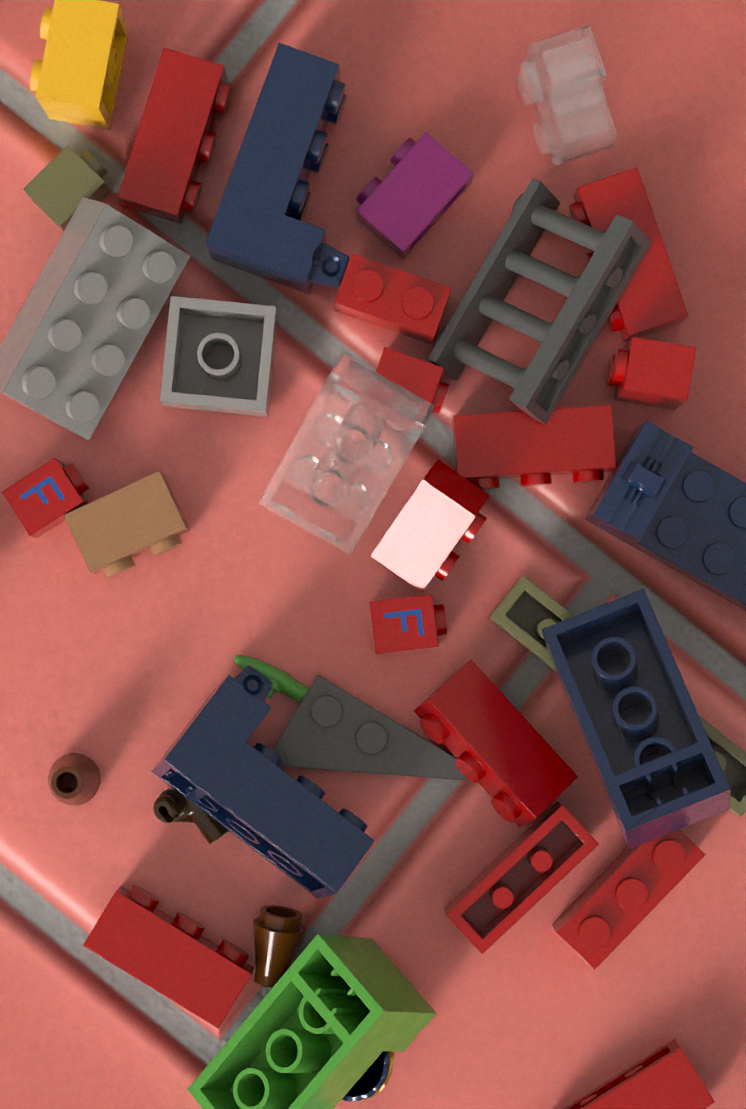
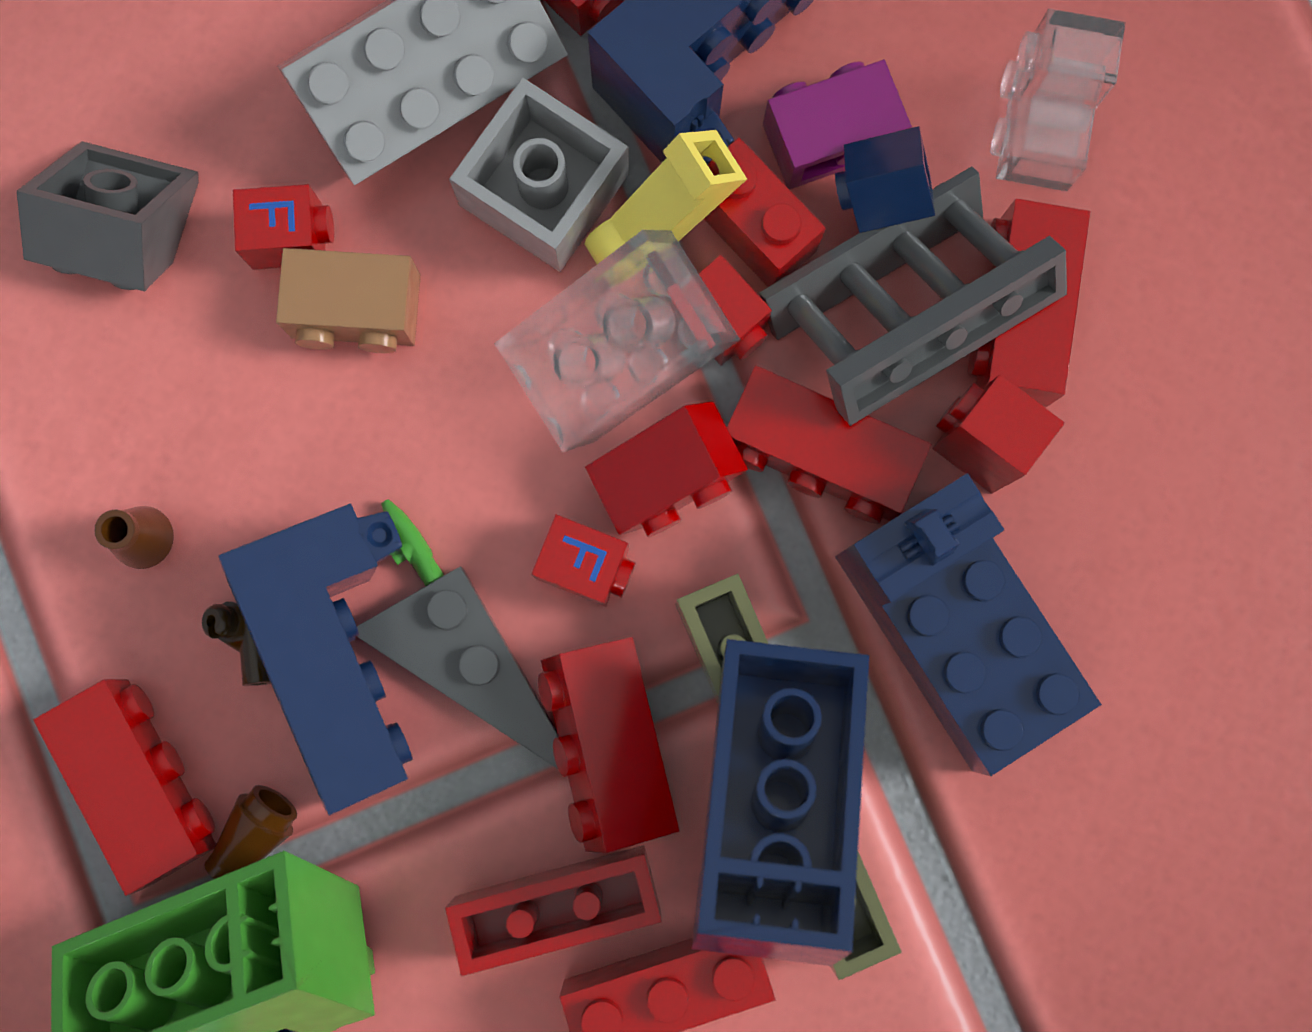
camera: 25 degrees right, 5 degrees down
(325, 335) = (674, 195): none -> light yellow leg
(477, 226) = (886, 180): none -> dark blue brick

